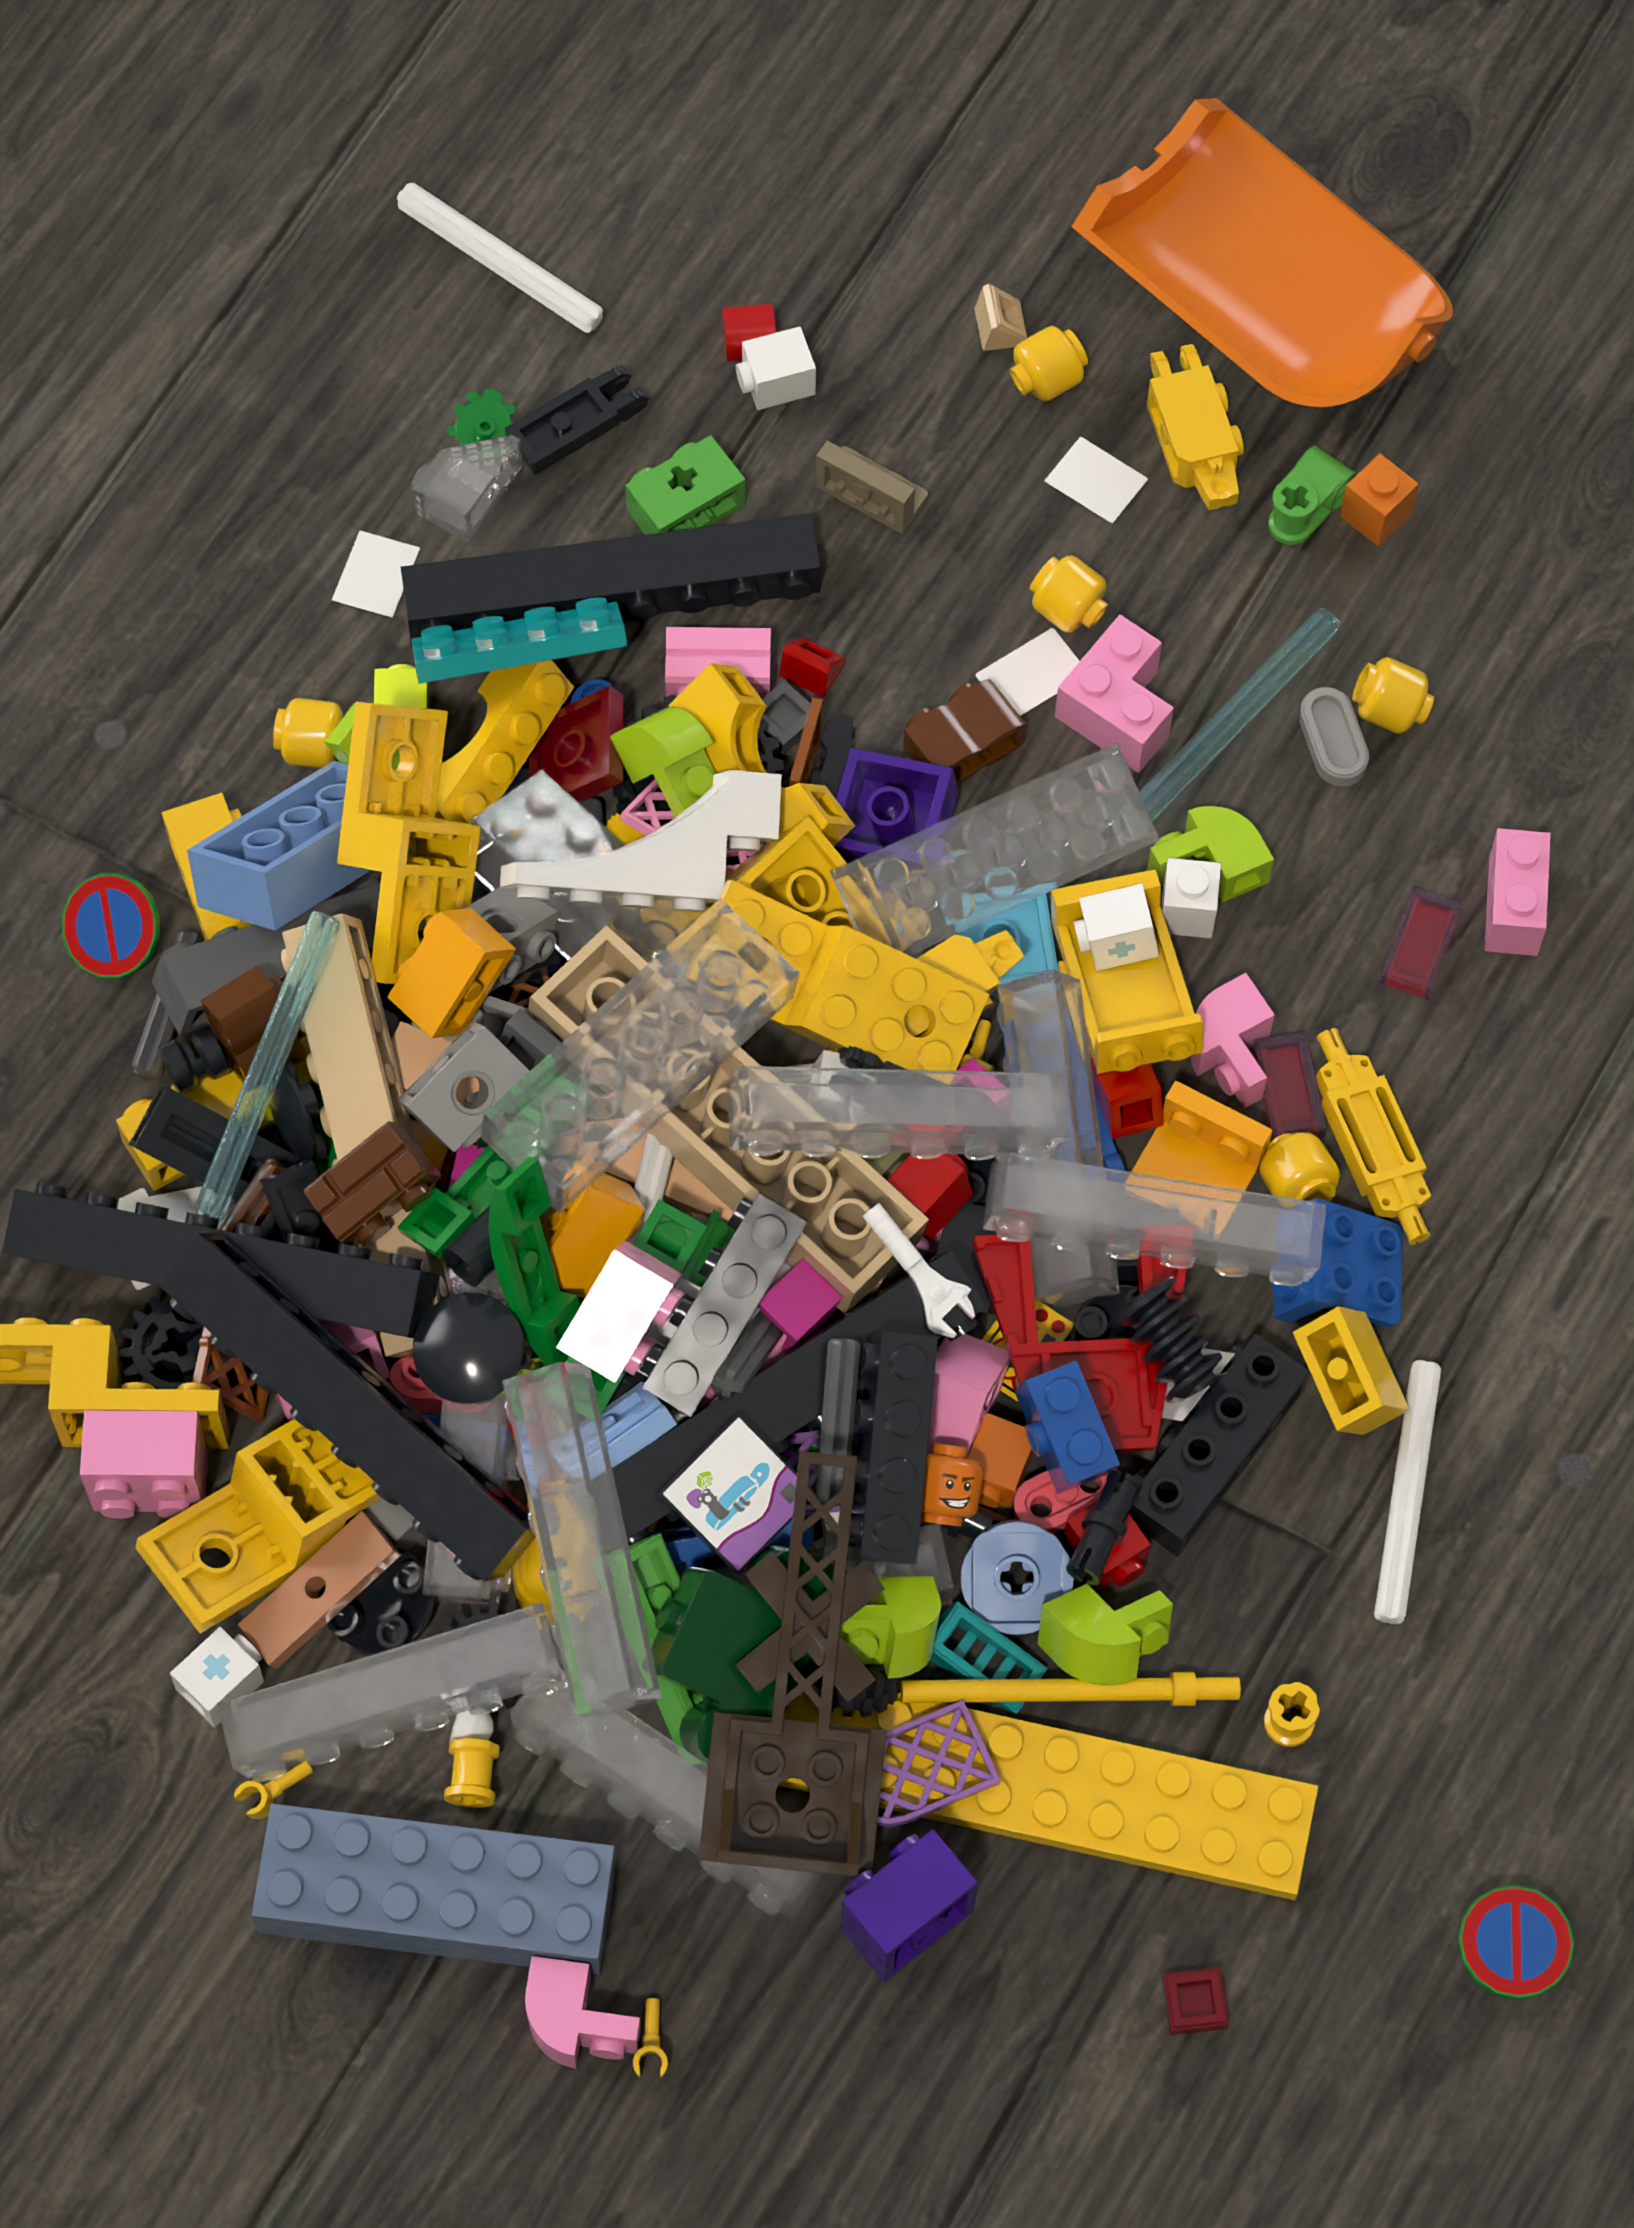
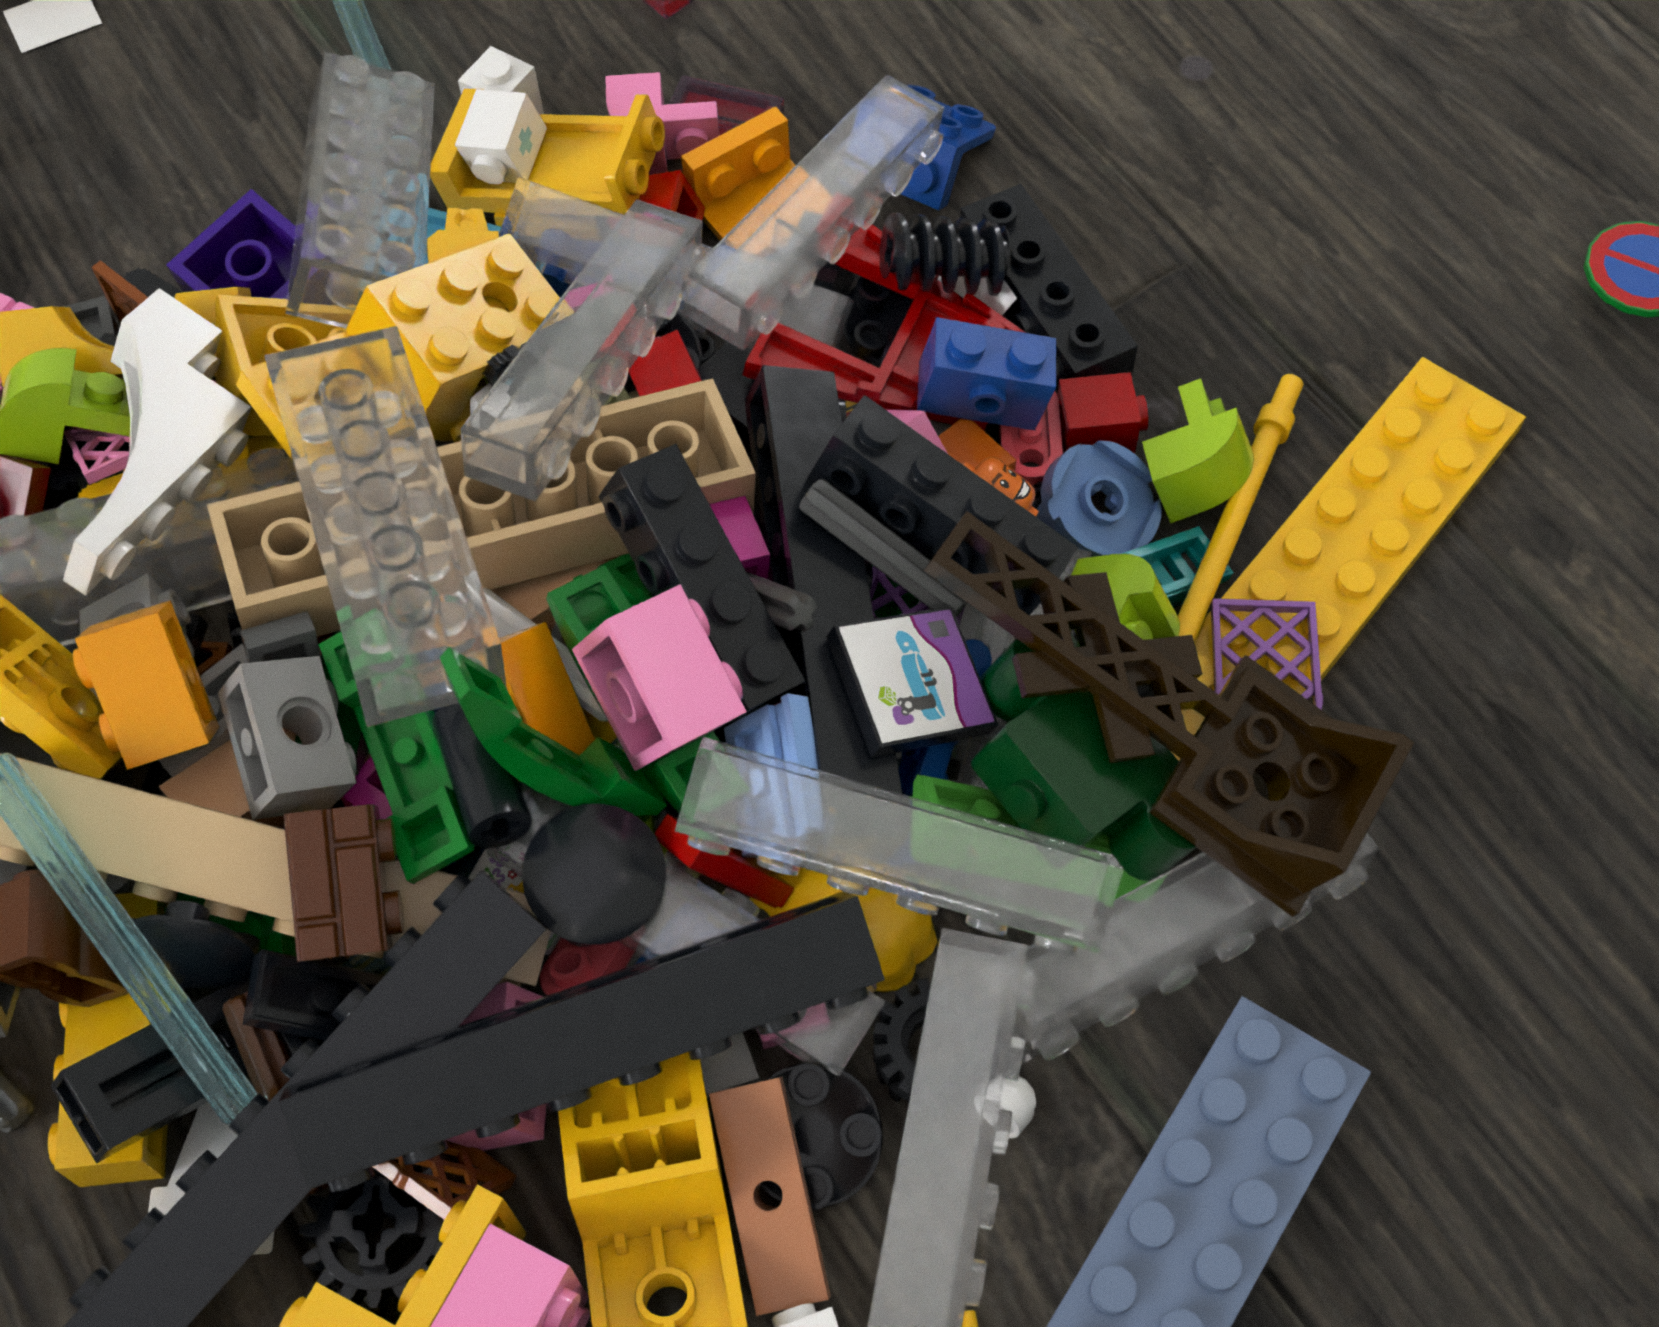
camera: 60 degrees left, 5 degrees down
(181, 1062) = (45, 1034): black wheel -> none
(472, 1772) = (1066, 1124): yellow bush -> none
(559, 2018) = (1403, 1155): bright pink brick -> none
(651, 2037) = (1465, 1076): yellow hand -> none
(810, 666) = (53, 287): red slope -> none
(907, 1903) = (1454, 748): dark purple brick -> none
(935, 1291) = (799, 397): white piece -> none
(967, 732) = (208, 184): reddish brown brick -> none
(1032, 671) = (196, 136): white sticker -> none
(1069, 594) = (145, 63): yellow head -> none
(1104, 1527) = (1105, 393): black pin -> none
(1108, 696) = (265, 76): bright pink brick -> none
(1195, 2001) = (1598, 547): dark red tile -> none
(1218, 837) = (457, 47): lime brick -> none
(1283, 1700) = (1346, 338): yellow bush -> none
(1299, 1168) = (811, 118): yellow head -> none
(1351, 1371) = (1035, 156): yellow brick -> none
(1373, 1136) = (807, 68): yellow piece -> none
(1407, 1493) = (1163, 182): white axle -> none

